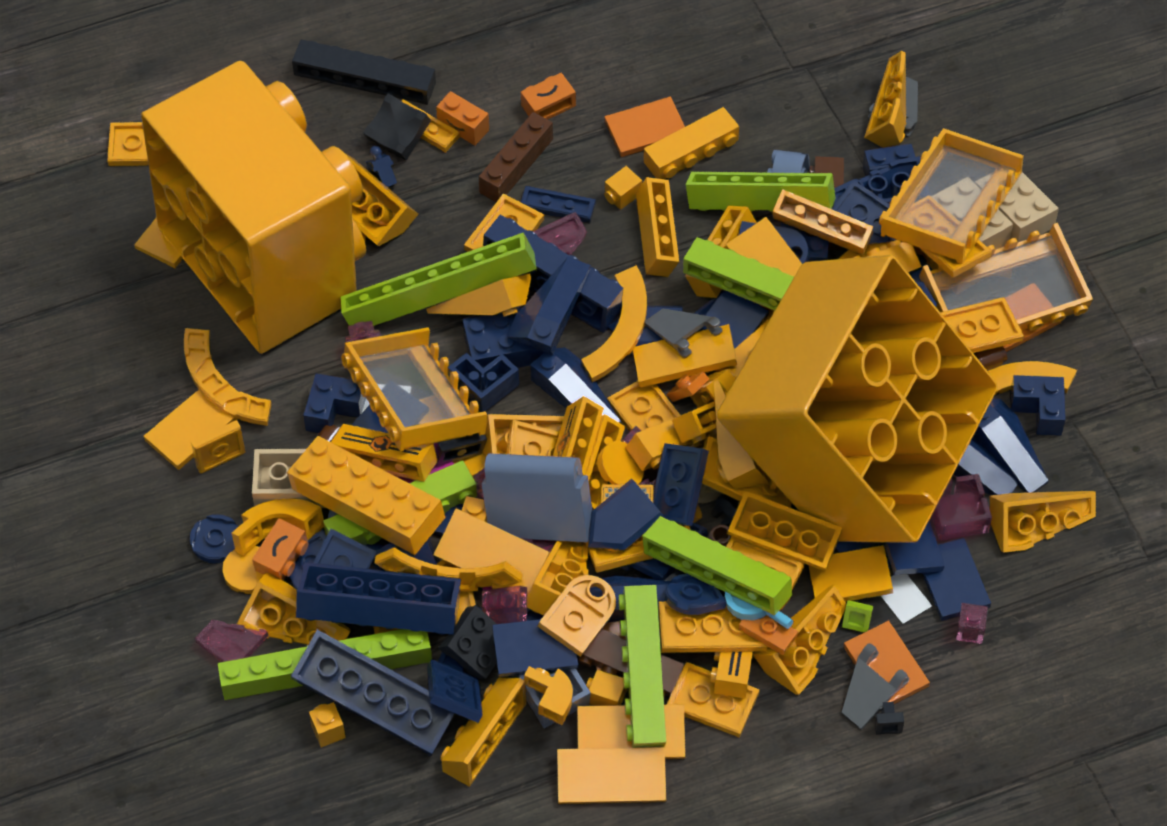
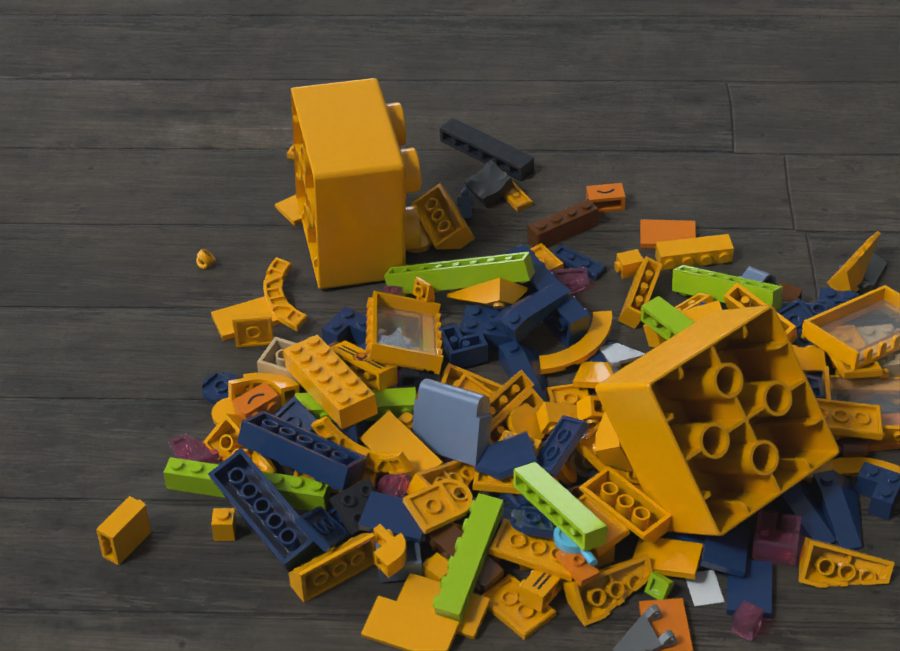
camera: 25 degrees right, 15 degrees down
(92, 357) = (206, 257): none -> light orange tile
(216, 779) = (124, 530): none -> light orange brick
(402, 320) = (423, 290): none -> light orange slope
(463, 117) = (539, 192): orange brick -> none

